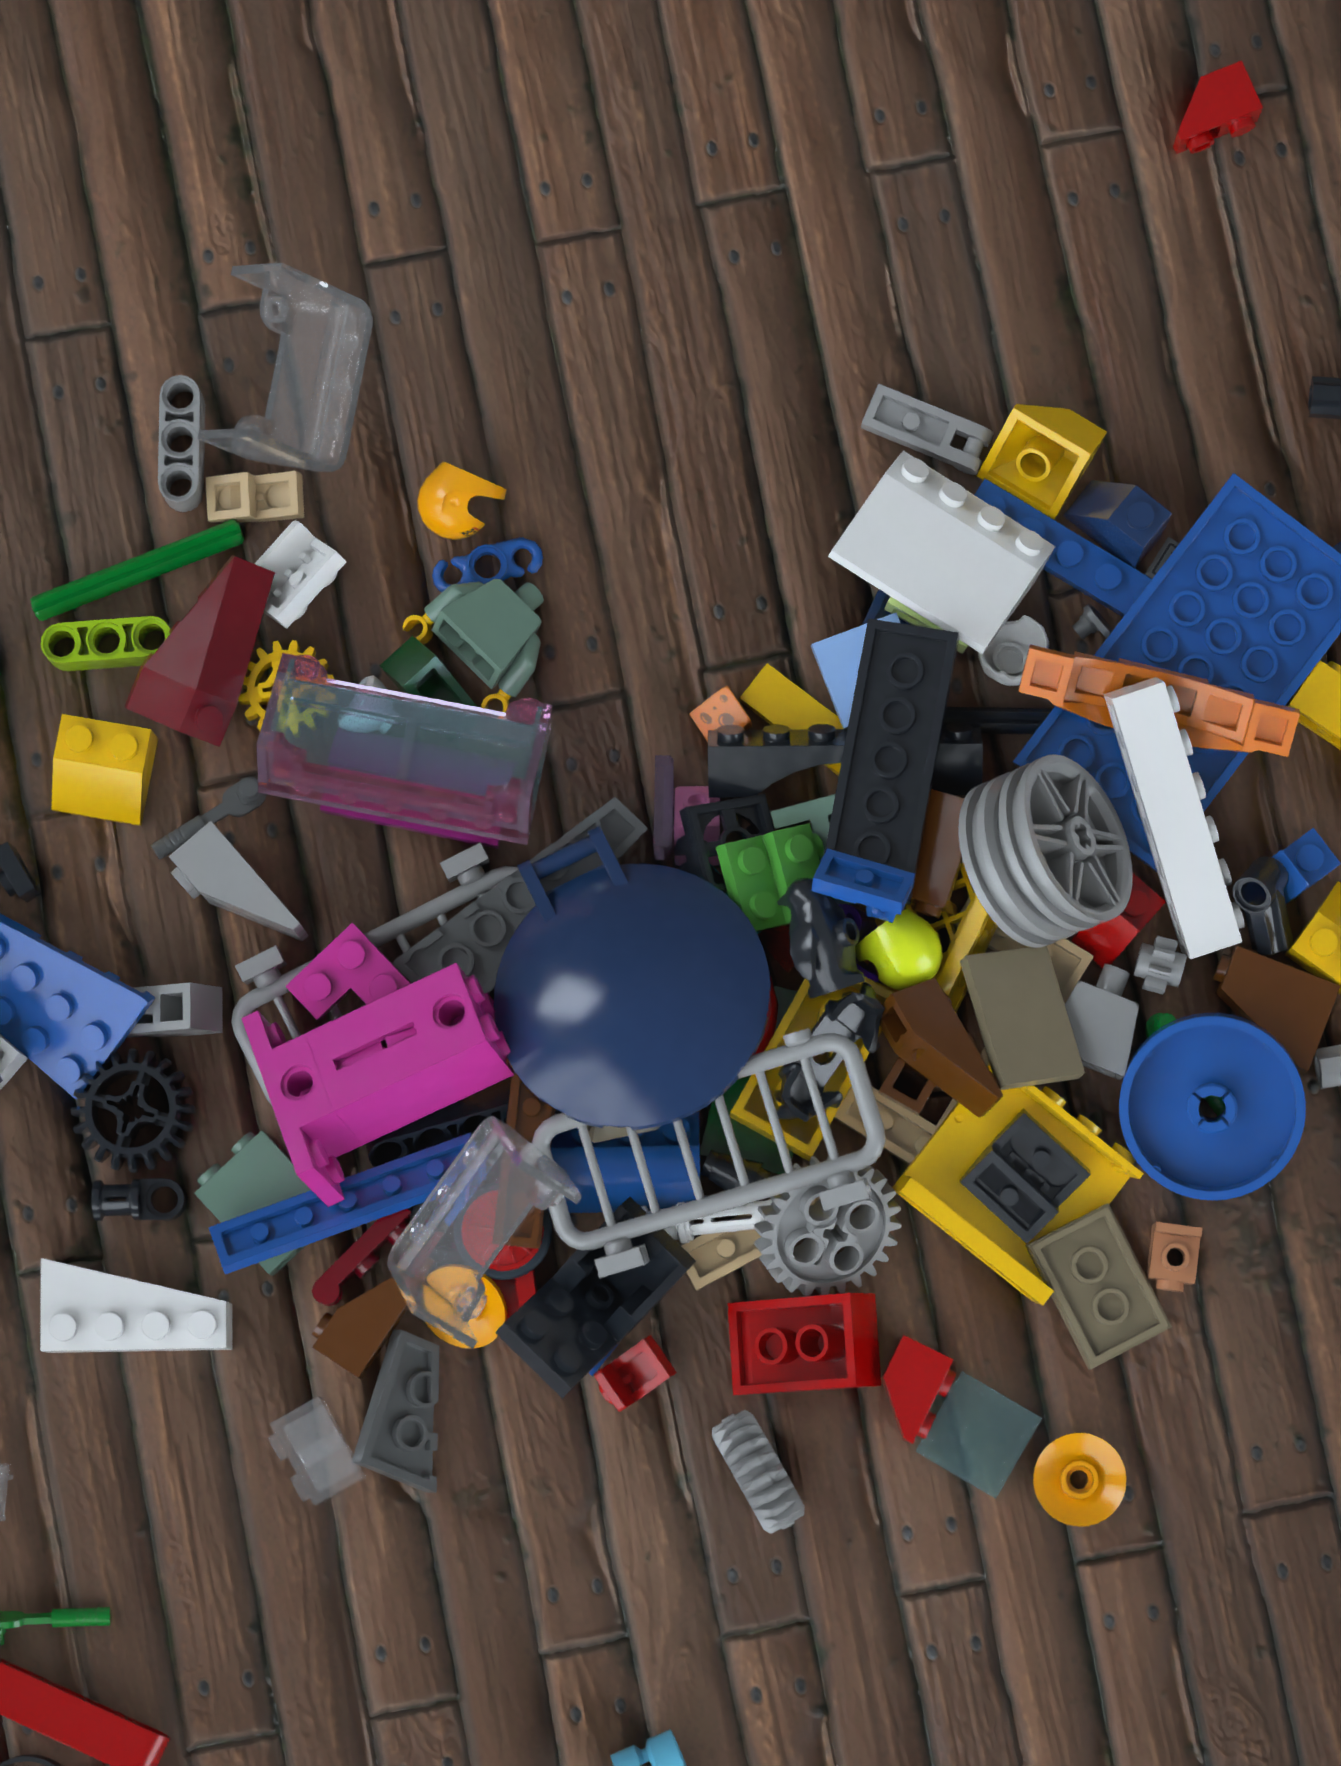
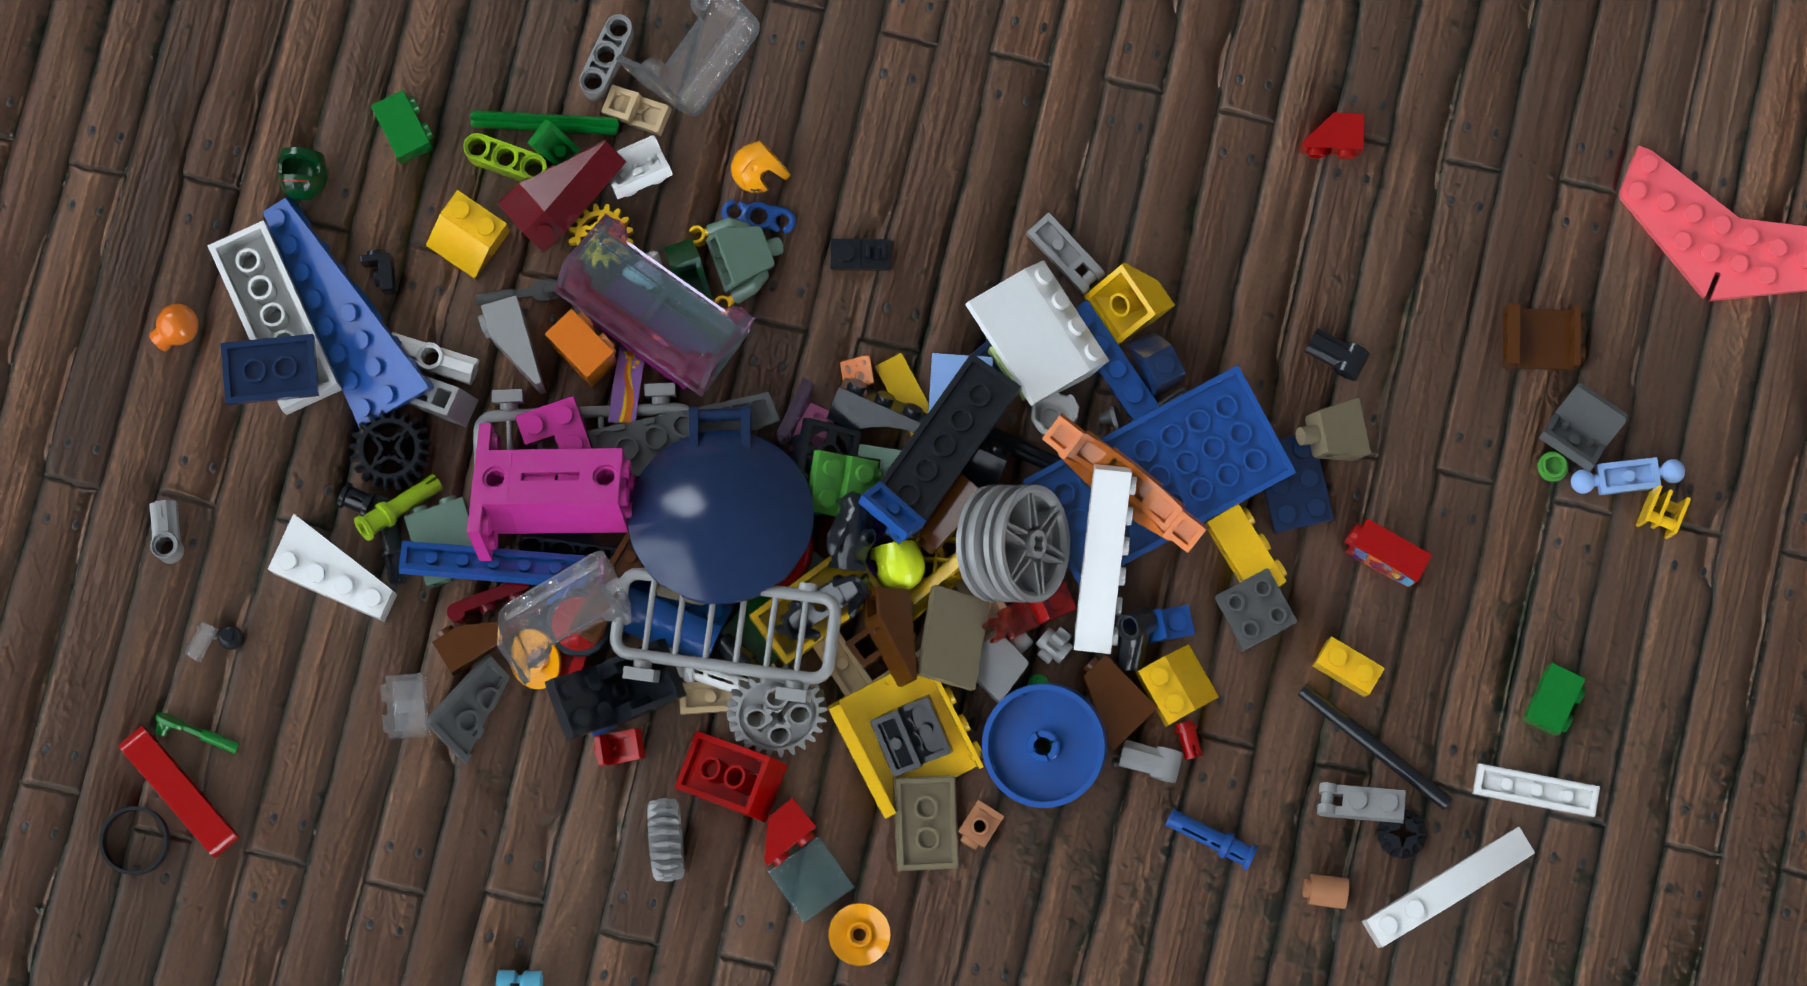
camera: 15 degrees right, 0 degrees up
(30, 1467) = (230, 637): none -> black piece
(160, 956) = (449, 363): none -> white piece
(163, 593) = (552, 144): none -> green slope
(169, 1199) = (387, 513): none -> lime pin
(200, 1250) = (391, 554): none -> black axle
(331, 851) = (581, 347): none -> orange brick
(416, 879) = (626, 387): none -> medium lavender sticker
(649, 555) = (860, 254): none -> black plate
(1090, 959) = (1013, 620): none -> clear red plate

